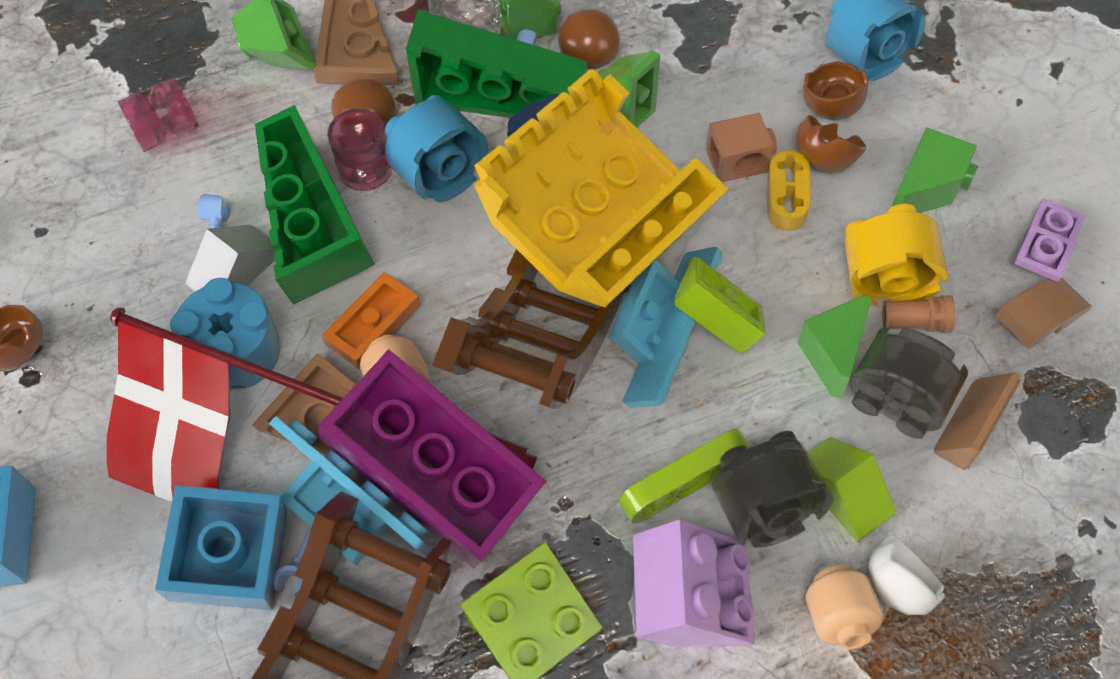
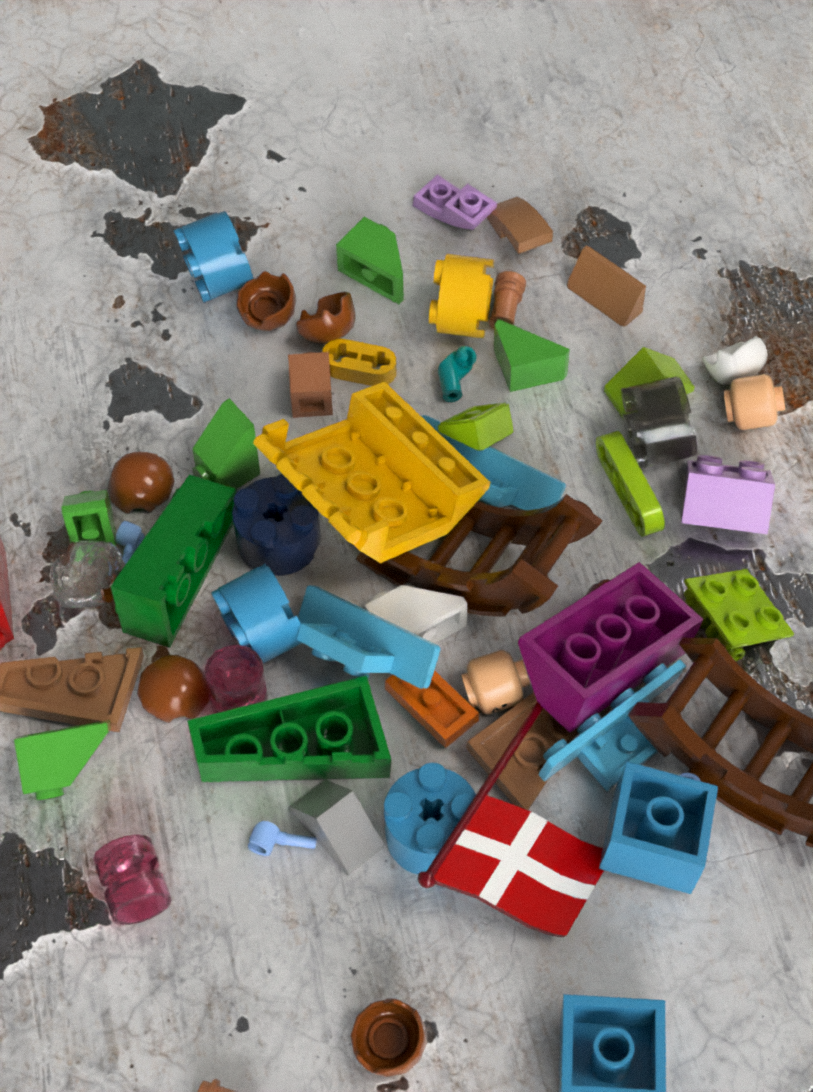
camera: 80 degrees left, 5 degrees down
(403, 228) = (363, 640): none -> medium azure bracket
(456, 276) = (421, 611): none -> white slope
(801, 276) = (453, 369): none -> teal arm
(908, 381) = (578, 314): clear smoke brick -> none

